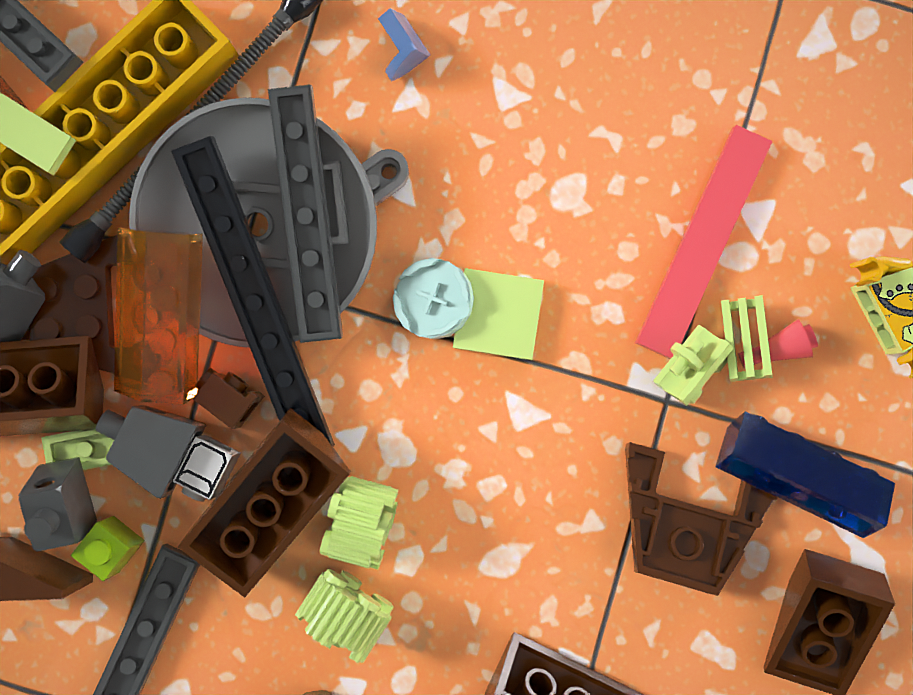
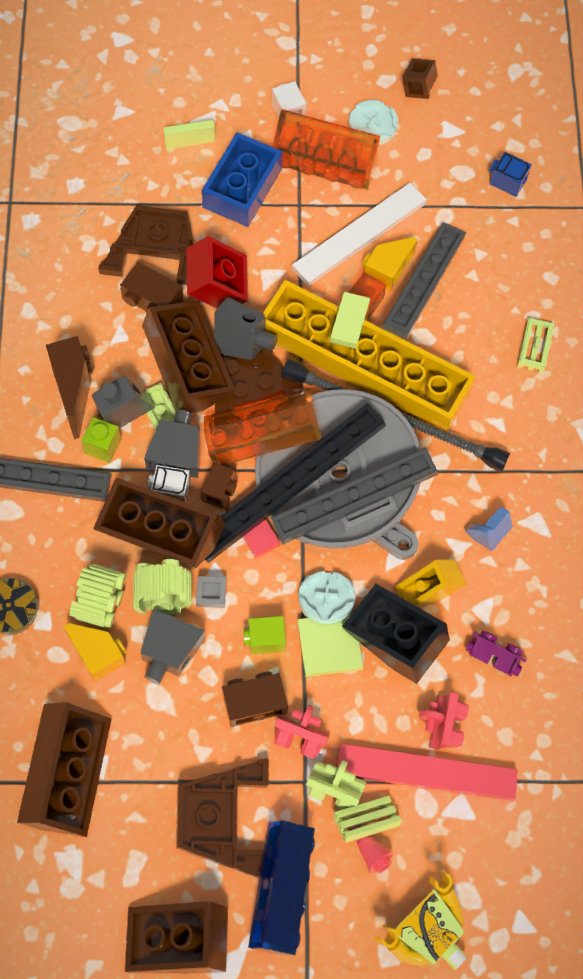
camera: 70 degrees right, 20 degrees down
(323, 362) = (261, 539): none -> coral tile
(379, 453) = (211, 592): none -> light grey plate
(418, 633) = (96, 649): none -> yellow slope
(440, 533) = (169, 645): none -> dark grey torso
(458, 153) = (431, 583): none -> yellow slope
(464, 398) = (265, 635): none -> lime brick
(511, 220) = (397, 632): none -> black slope
(547, 438) = (254, 698): none -> reddish brown brick
(561, 105) = (507, 656): none -> magenta hinge
(605, 386) = (313, 738): none -> coral hips
(647, 199) = (440, 721): none -> coral hips

